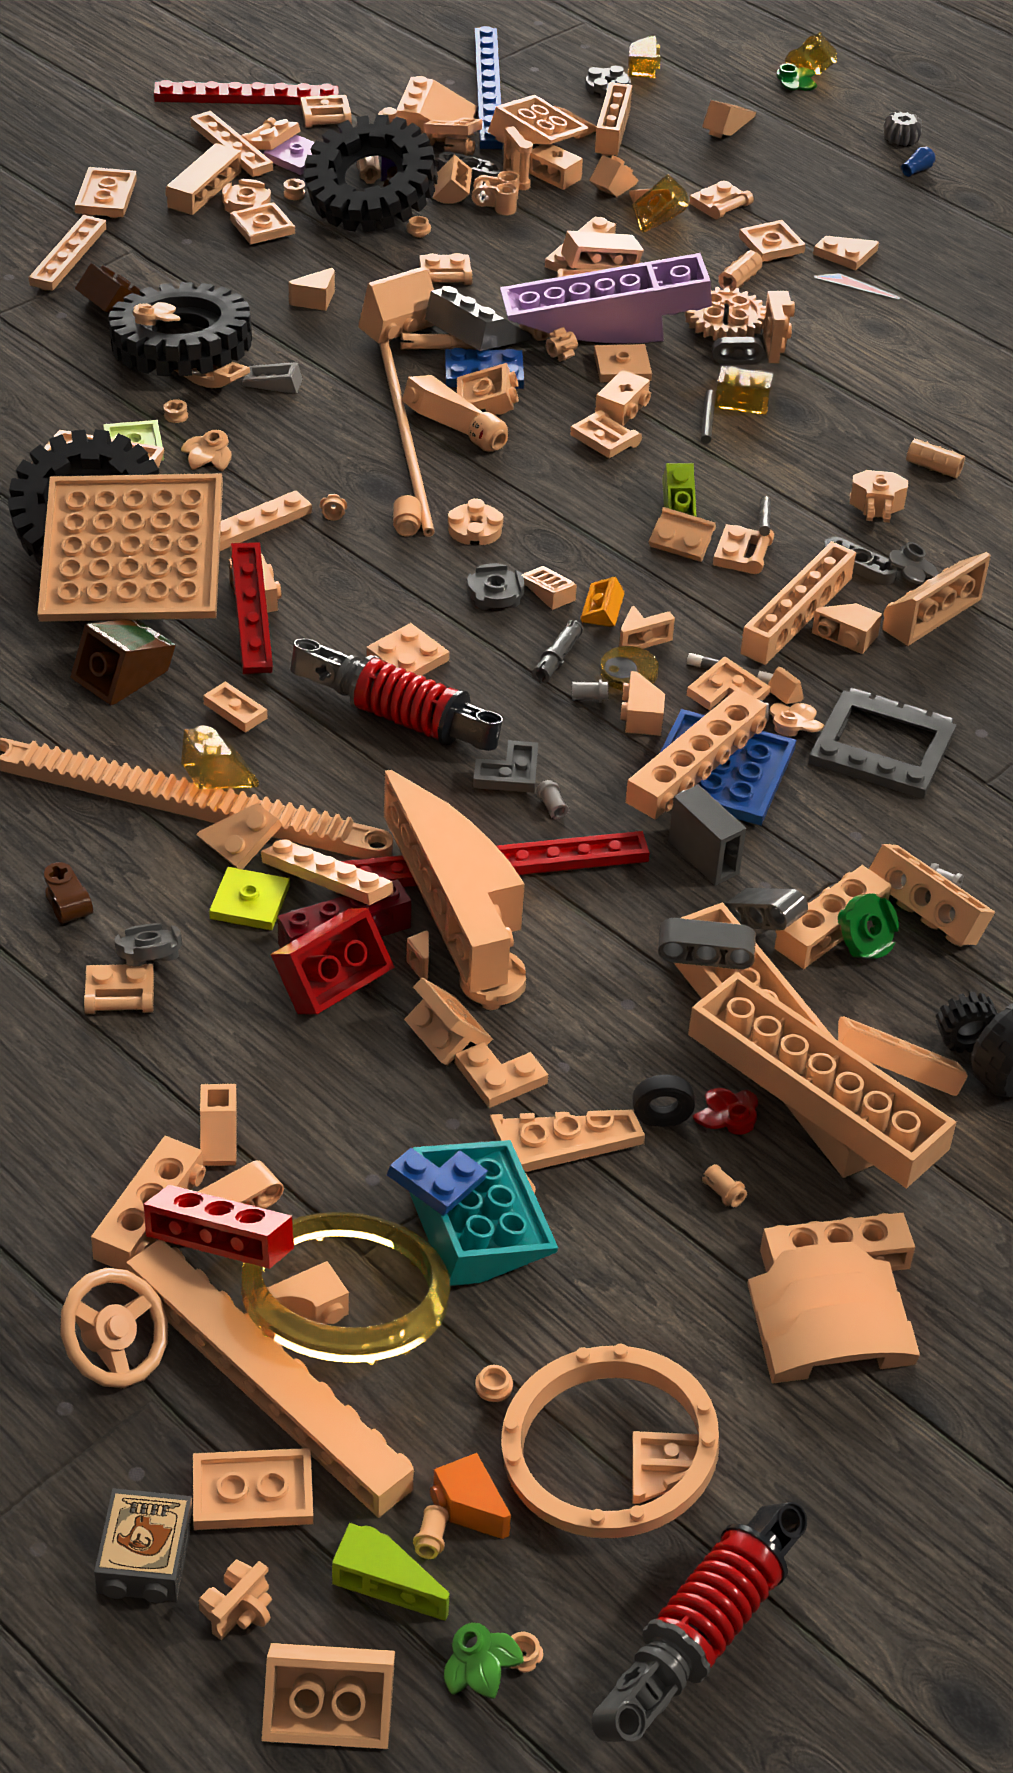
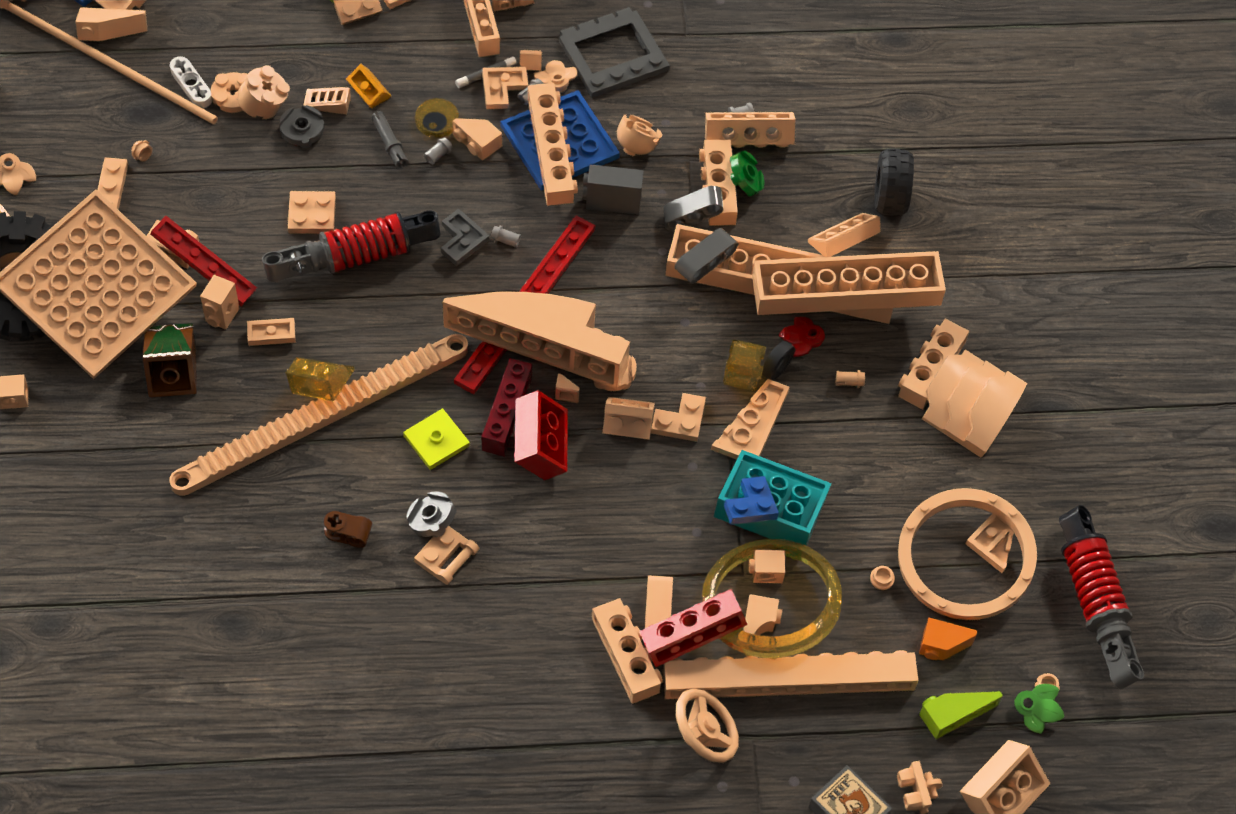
camera: 50 degrees left, 15 degrees up
(218, 646) = (219, 302): none -> light nougat brick
(218, 1124) = (603, 576): light nougat slope -> none
(241, 834) = (387, 407): light nougat wing -> none
(252, 1489) = (855, 733): light nougat plate -> none
(327, 872) = (466, 387): light nougat plate -> none
(390, 1263) = (767, 566): none -> light nougat brick
(407, 515) = (192, 120): light nougat brick -> none
(429, 1540) = (949, 674): light nougat pin -> none
(446, 484) = (191, 73): none -> white beam
(488, 432) = (161, 21): light nougat head -> none
(490, 532) = (263, 92): none -> light nougat brick
(617, 1070) = (743, 365): none -> clear yellow brick
(646, 631) = (416, 88): light nougat slope -> none
(798, 813) = (637, 136): none -> light nougat cylinder
(965, 1020) = (851, 187): black tyre -> none

